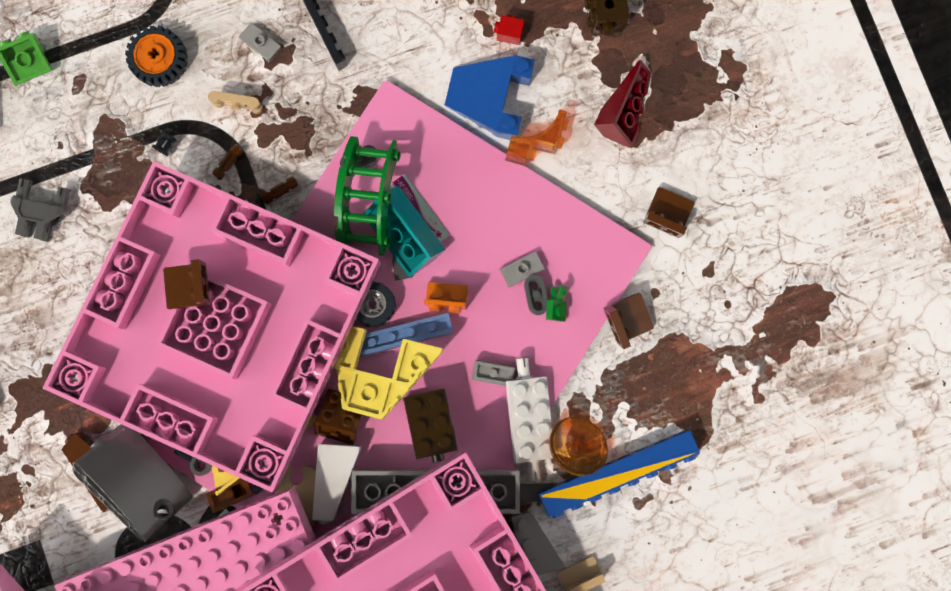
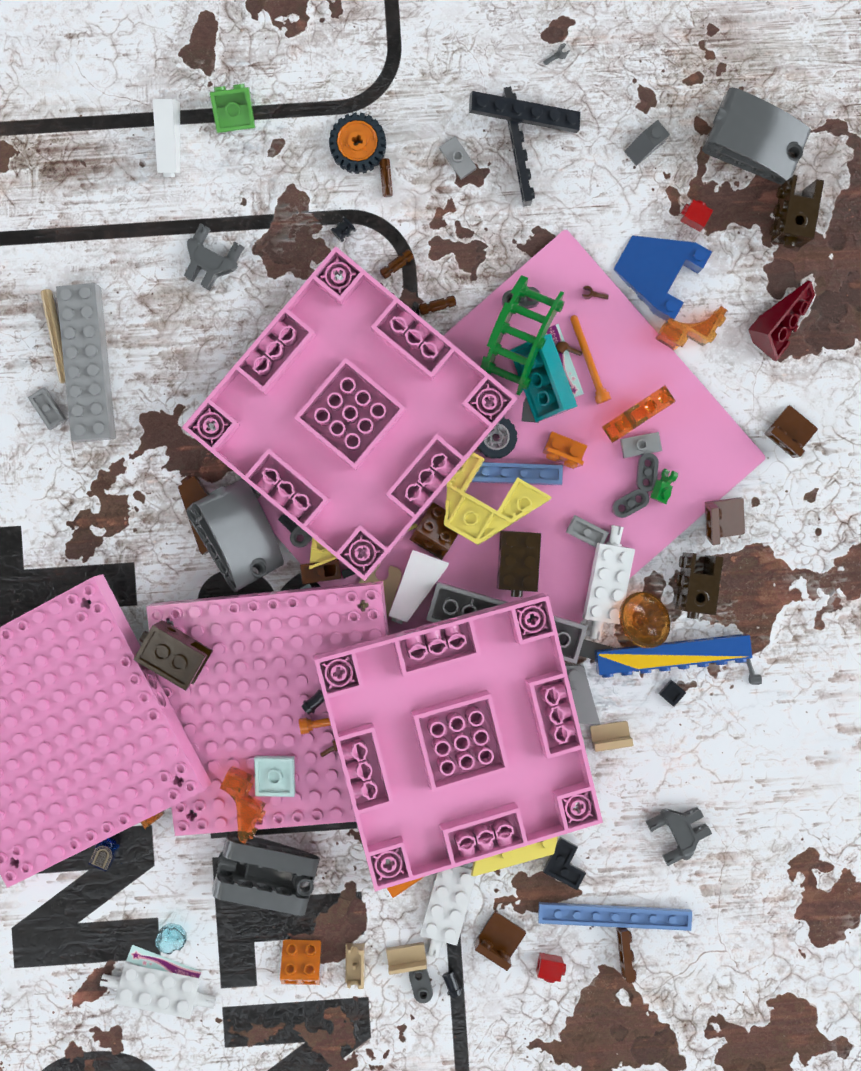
camera: 15 degrees right, 5 degrees up
(186, 285) = (337, 372): reddish brown bracket -> none
(194, 81) = (386, 177): none -> reddish brown axle
(235, 101) = (420, 208): tan plate -> none
(414, 194) = (563, 346): none -> reddish brown hand
(430, 134) = (593, 294): none -> reddish brown hand
(467, 230) = (601, 393): none -> orange piece
(508, 239) = (638, 413): none -> clear orange arch
(528, 331) = (630, 503): none -> dark grey plate
(624, 399) = (697, 591): none -> dark brown torso
(630, 513) = (672, 693): none -> black tile
(708, 473) = (754, 679): none -> dark grey hand

